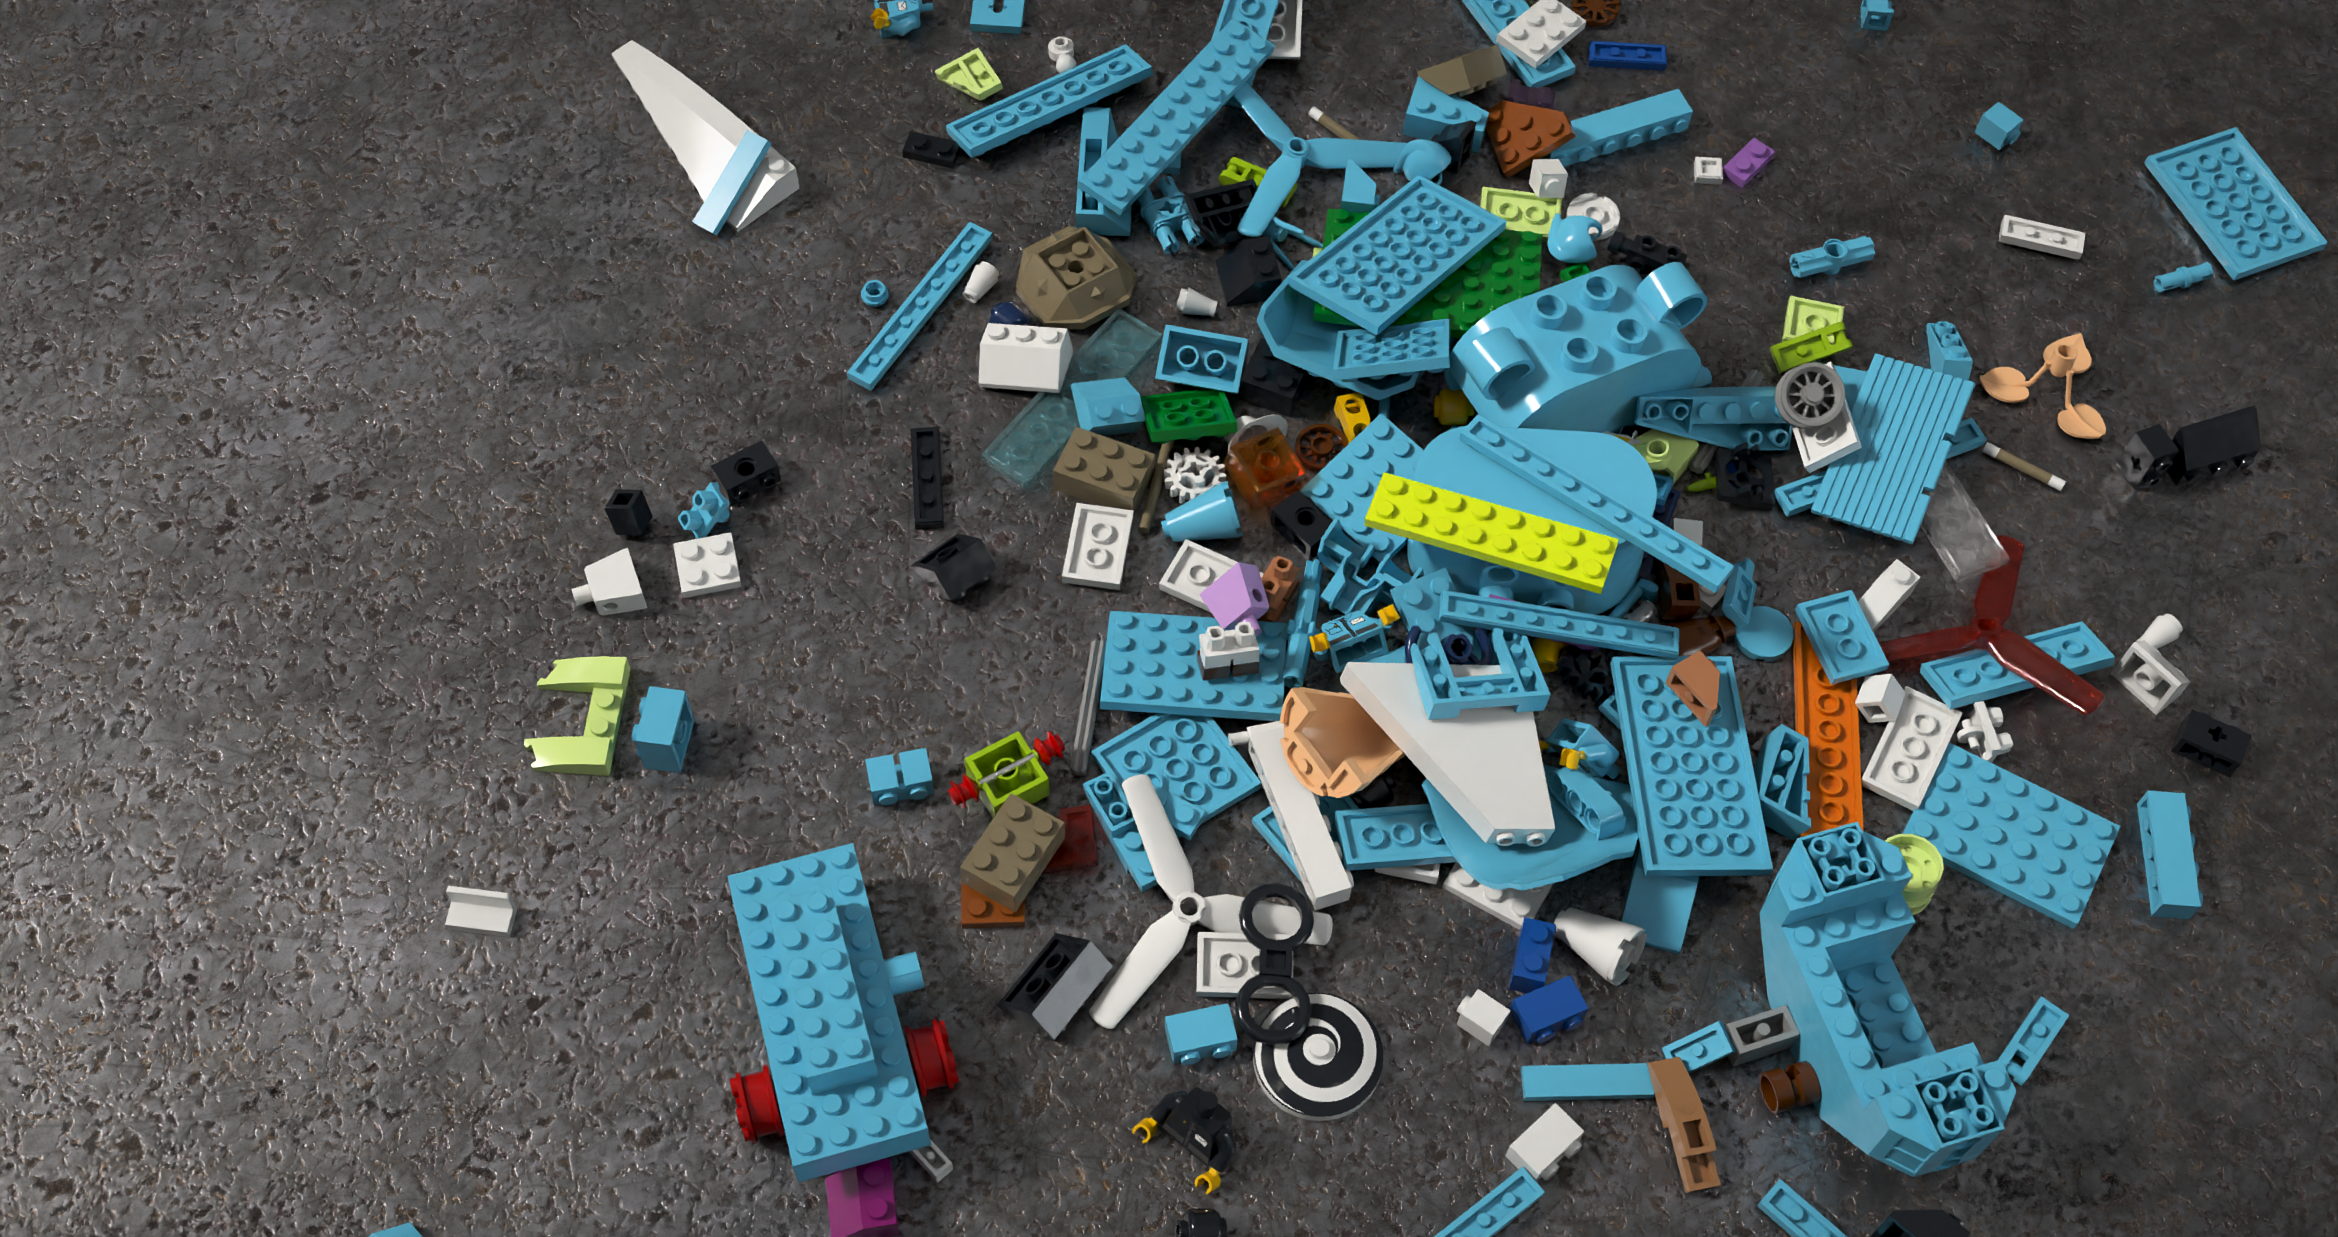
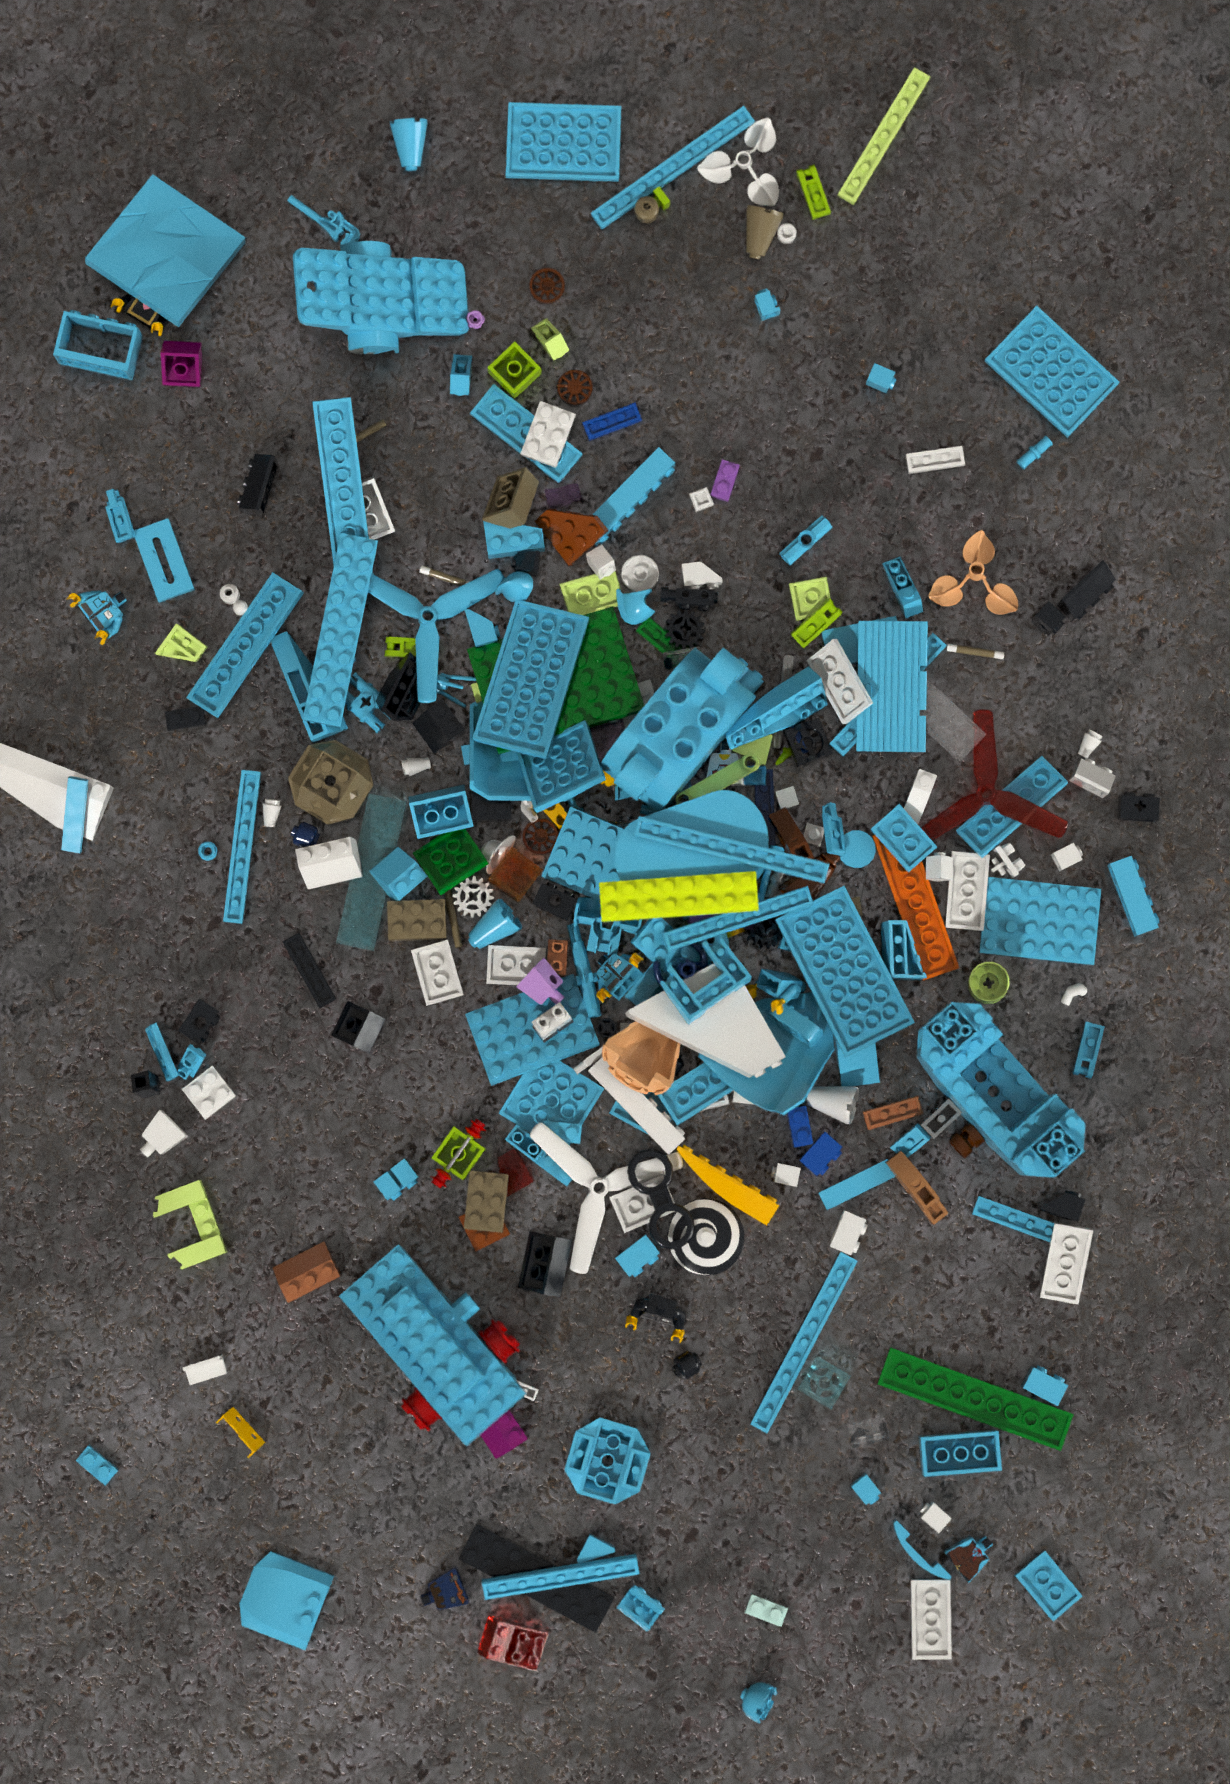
camera: 25 degrees left, 25 degrees up
(244, 978) = (97, 1465): none -> medium azure plate
(479, 1022) = (243, 1430): none -> yellow piece
(663, 729) = (247, 1216): medium azure brick -> none
(674, 488) = (161, 1052): none -> medium azure tile
(701, 848) = (306, 1272): none -> nougat slope
(1088, 709) = (482, 1083): light grey axle -> none
(1321, 406) = (527, 809): none -> white arm
(1392, 999) = (731, 1188): none -> yellow wedge
(1675, 233) = (699, 575): none -> white slope
(1683, 1003) = (892, 1112): none -> nougat tile
(1697, 685) = (832, 921): nougat slope -> none
(1809, 395) = (829, 682): light grey wheel -> none
(2027, 948) = (1073, 990): none -> white arm
(2080, 762) = (1067, 856): none -> white brick

